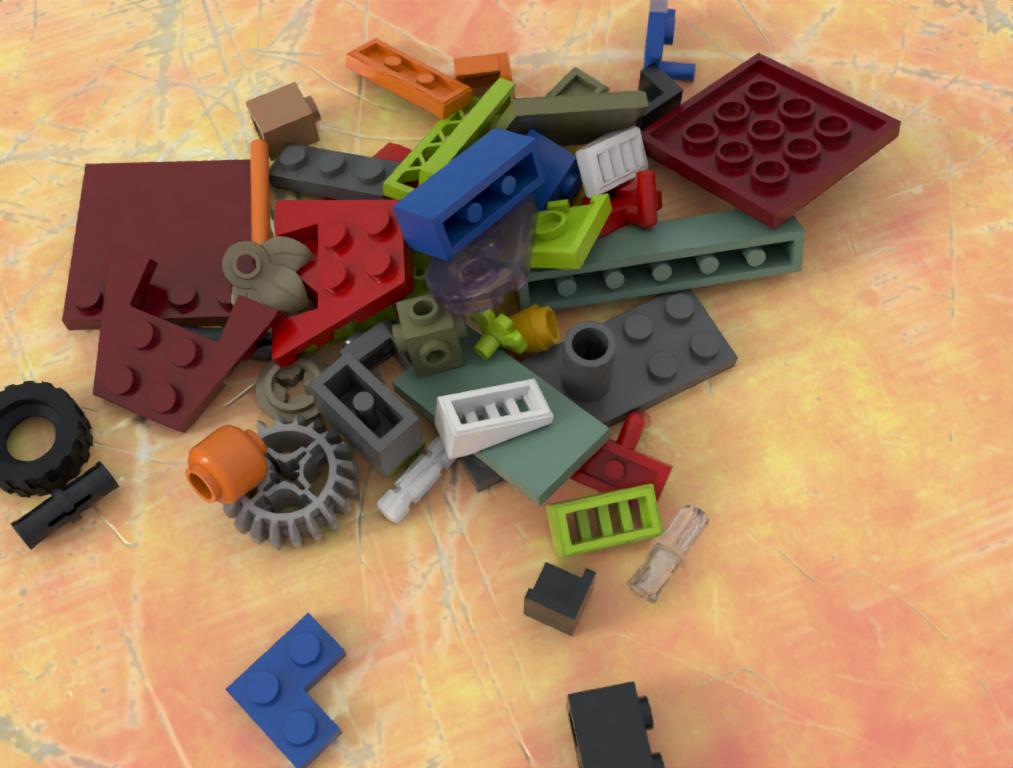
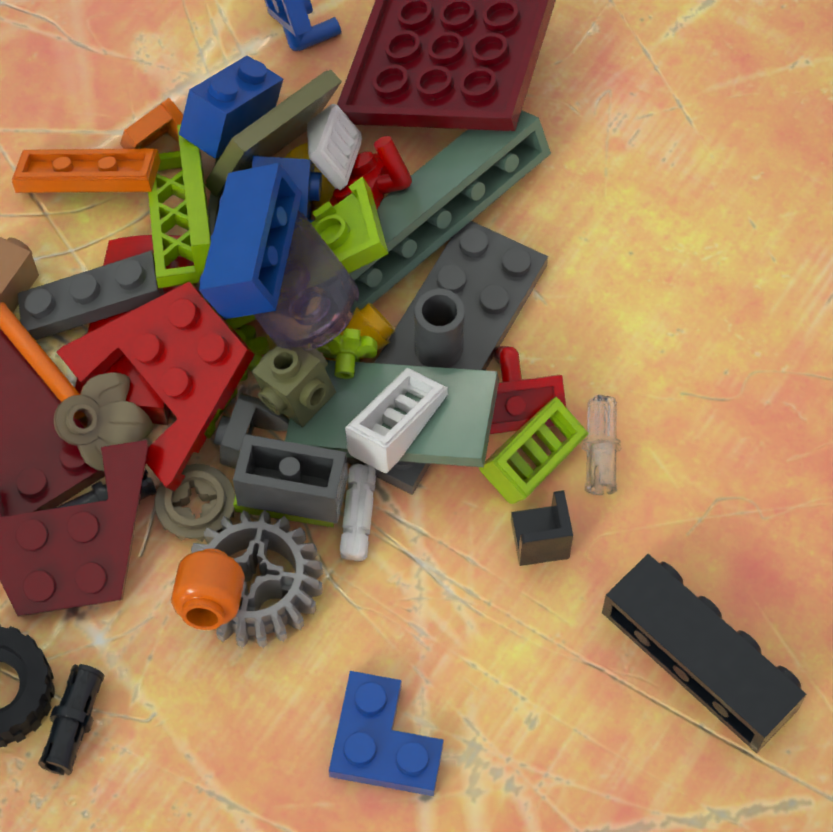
camera: 35 degrees left, 0 degrees up
(546, 72) = (228, 104): none -> blue brick
(661, 92) = (318, 57): black panel -> none

